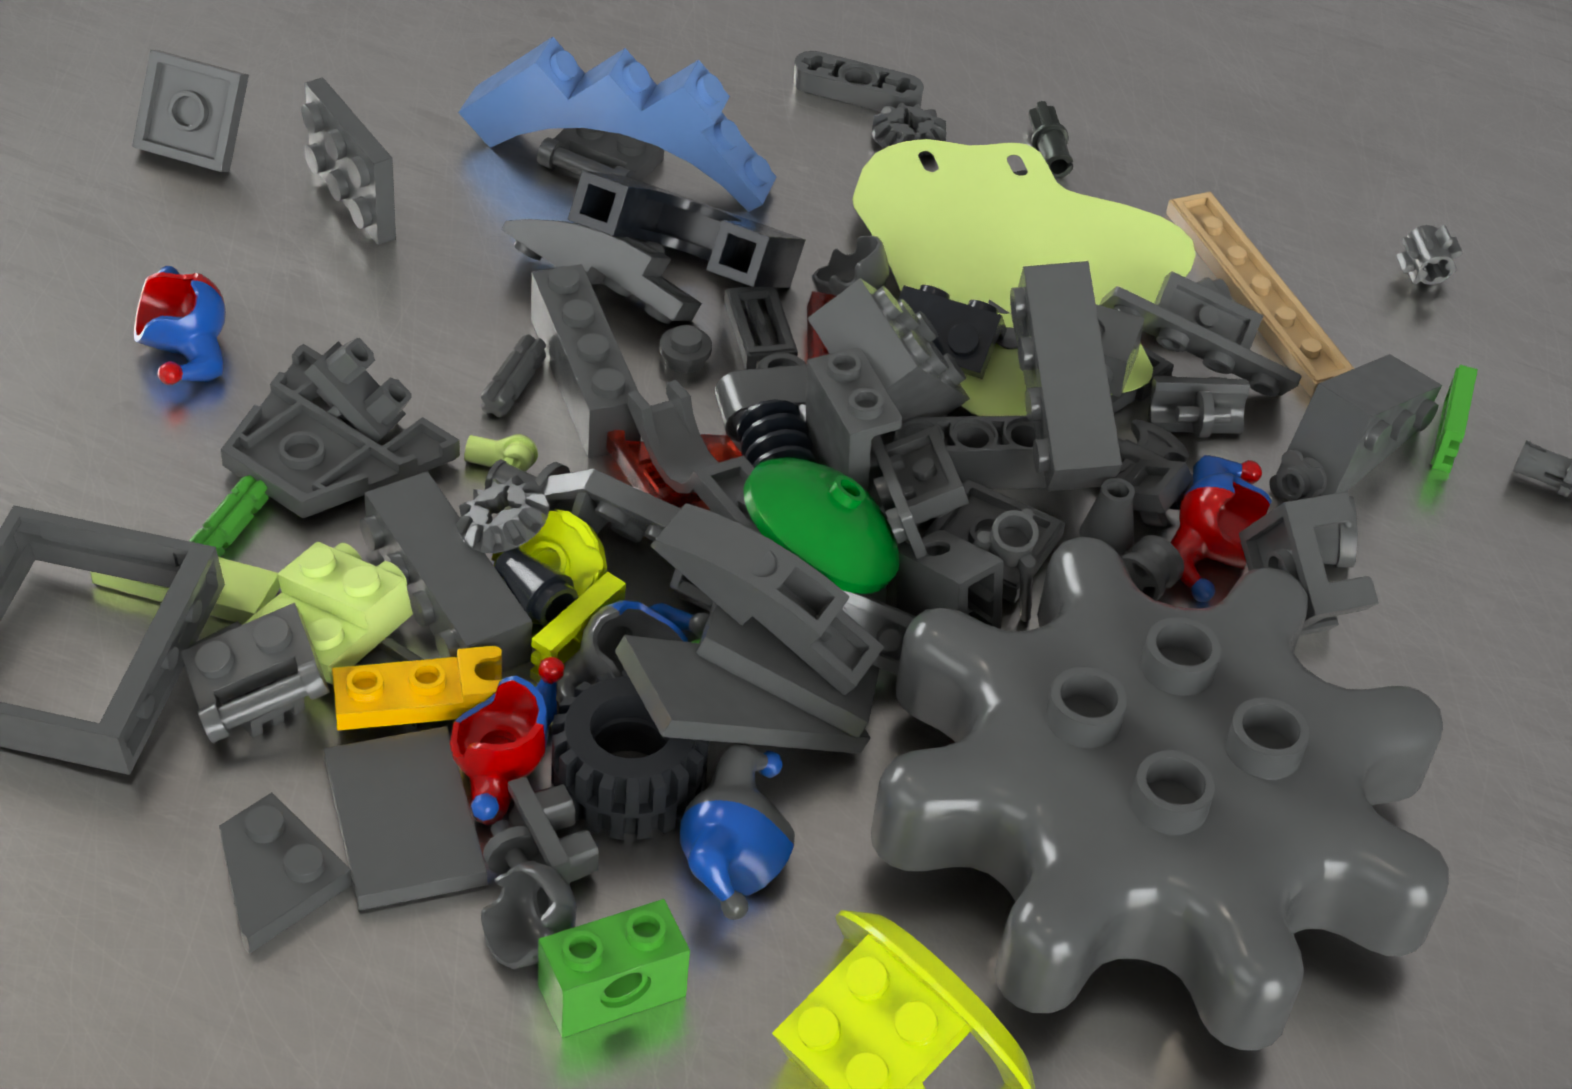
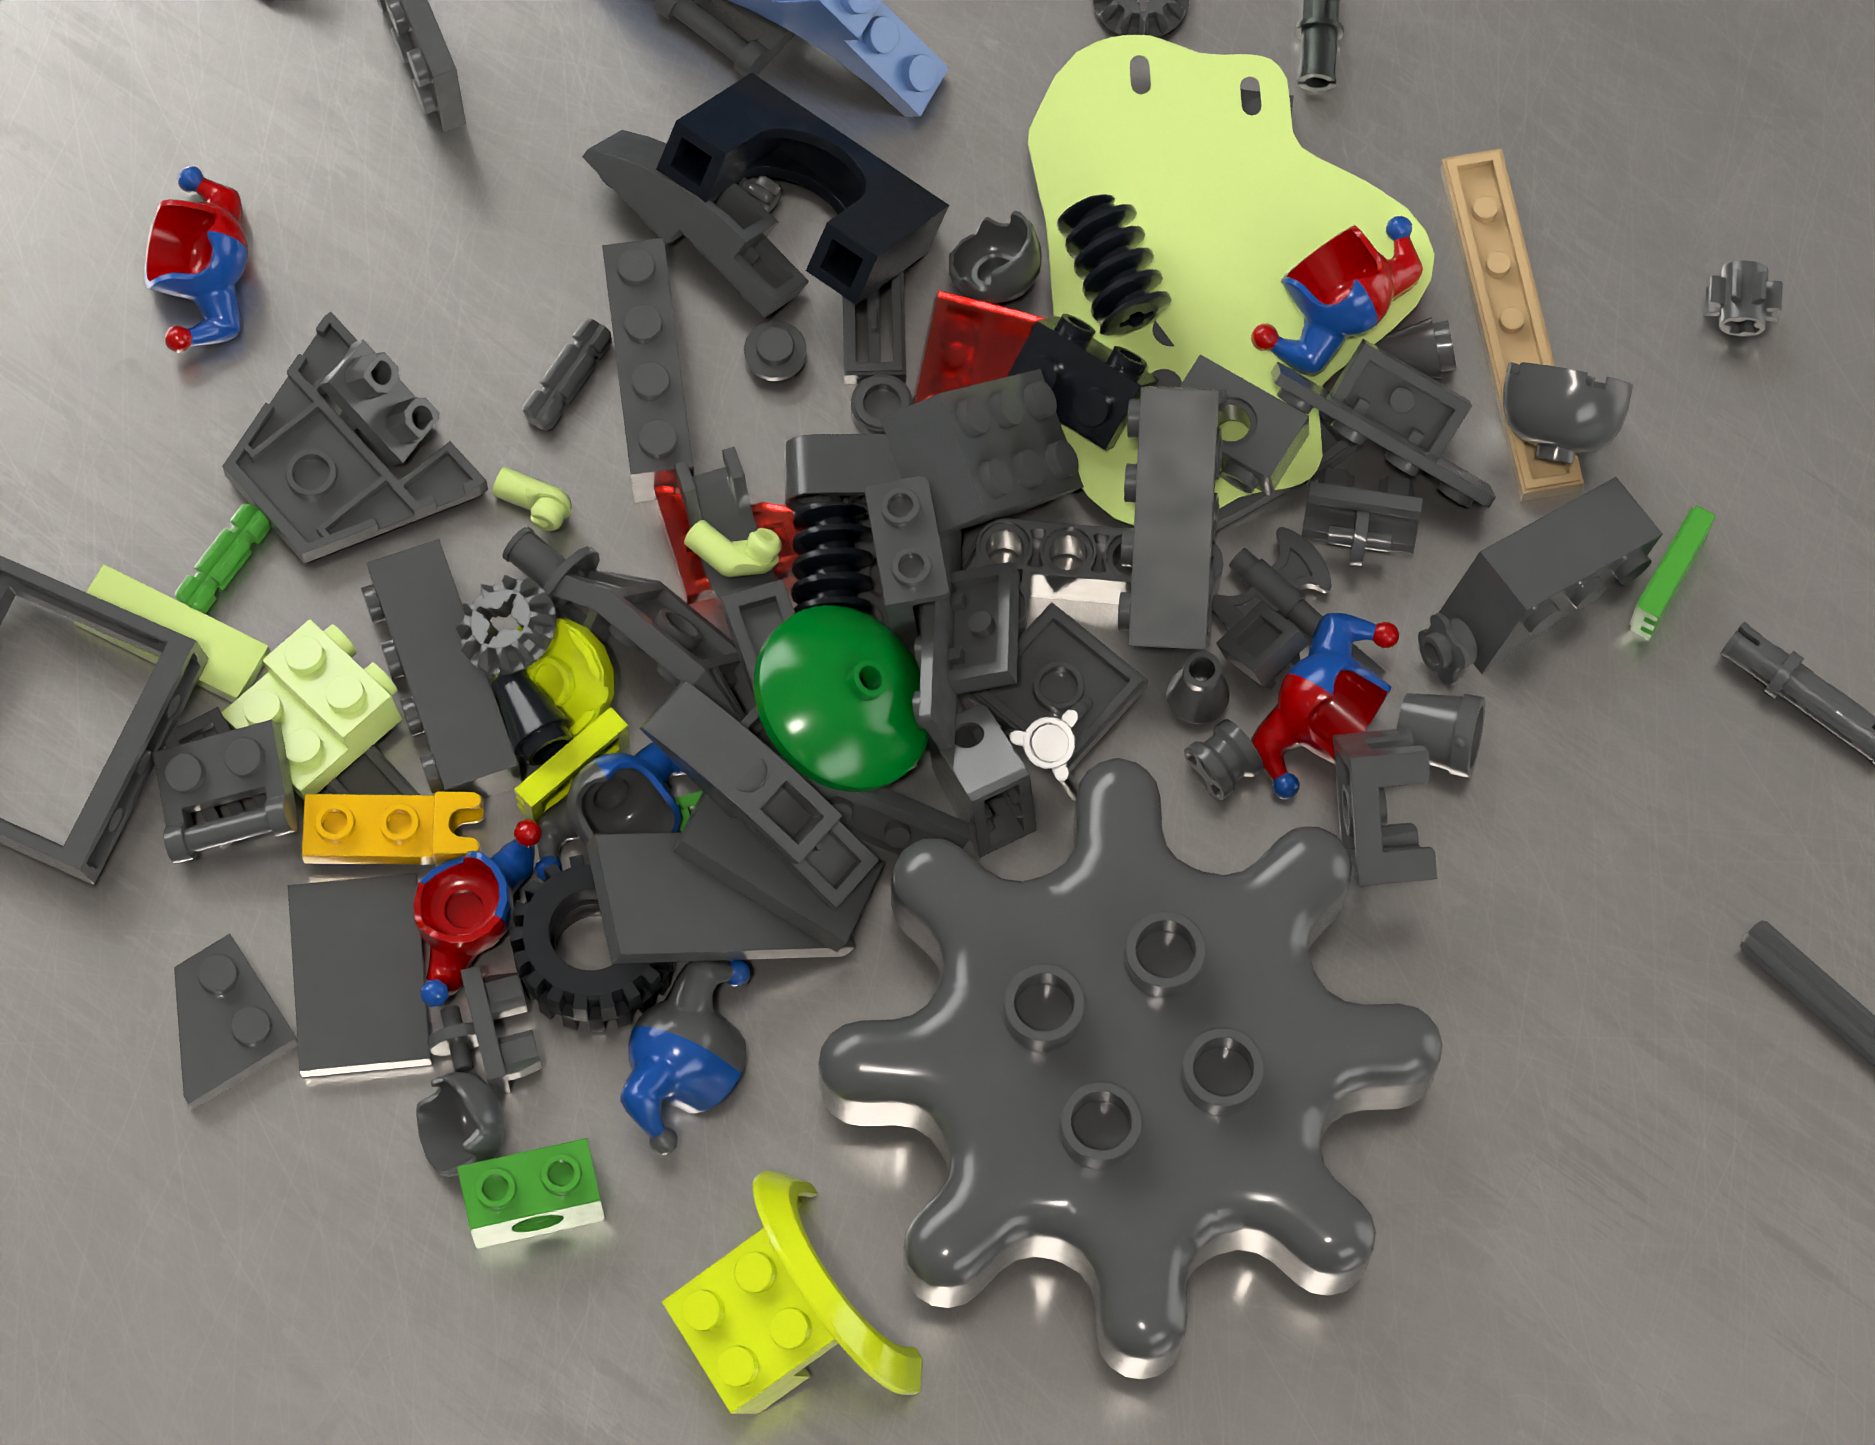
camera: 15 degrees right, 25 degrees up
(692, 455) = (735, 558): none -> yellowish green arm
(950, 251) = (1110, 264): none -> black piece
(1139, 250) = (1341, 294): none -> piece
(1333, 307) = (1563, 409): none -> dark grey cylinder

